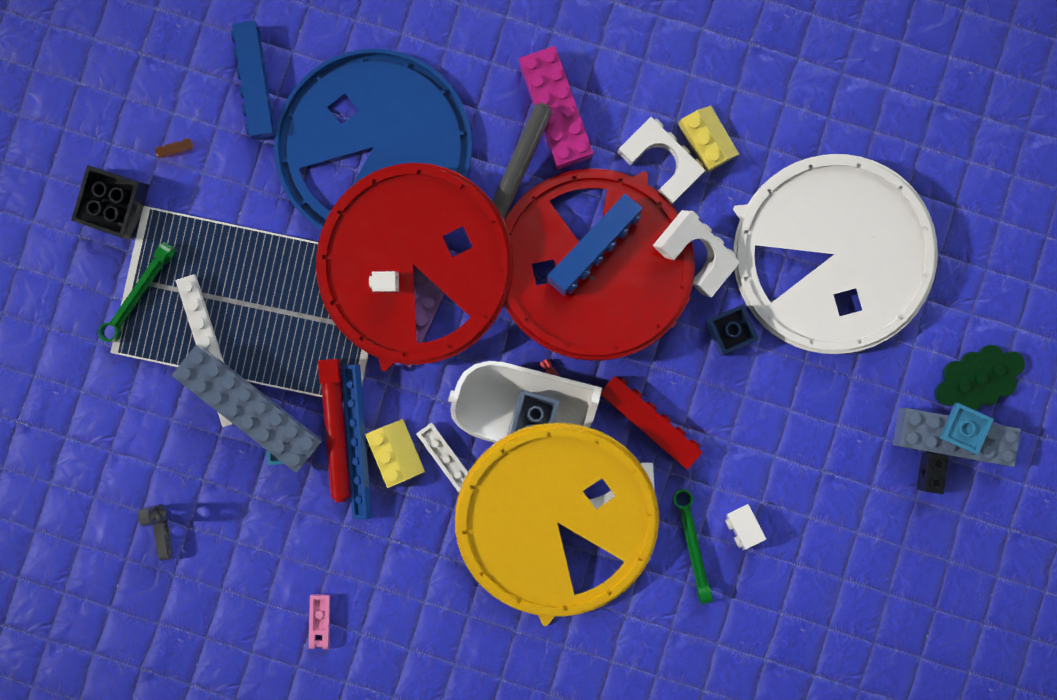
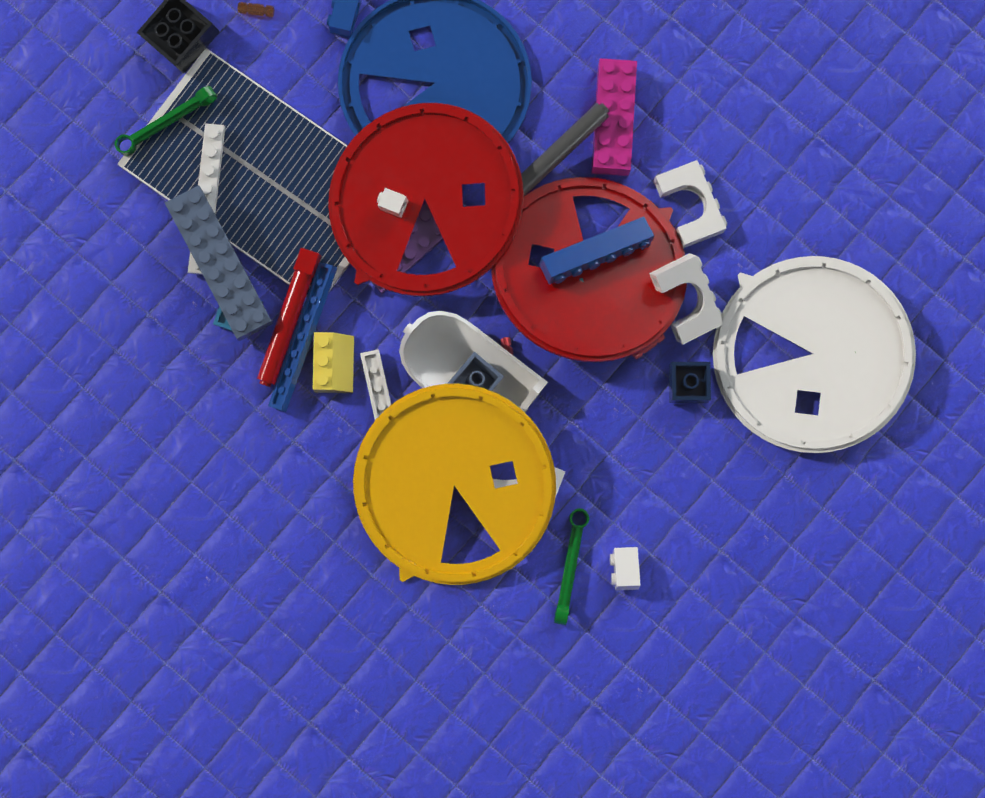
camera: 20 degrees right, 5 degrees down
(157, 516) = (93, 325): dark grey beam -> none
(319, 621) = (196, 486): bright pink plate -> none
(652, 424) = (579, 435): red brick -> none
(707, 138) = (741, 202): light yellow slope -> none
(923, 429) = (858, 570): sand blue brick -> none
(932, 473) = (822, 593): black brick -> none
(966, 428) = (868, 562): dark azure plate -> none
(980, 377) = (902, 526): dark green plate -> none

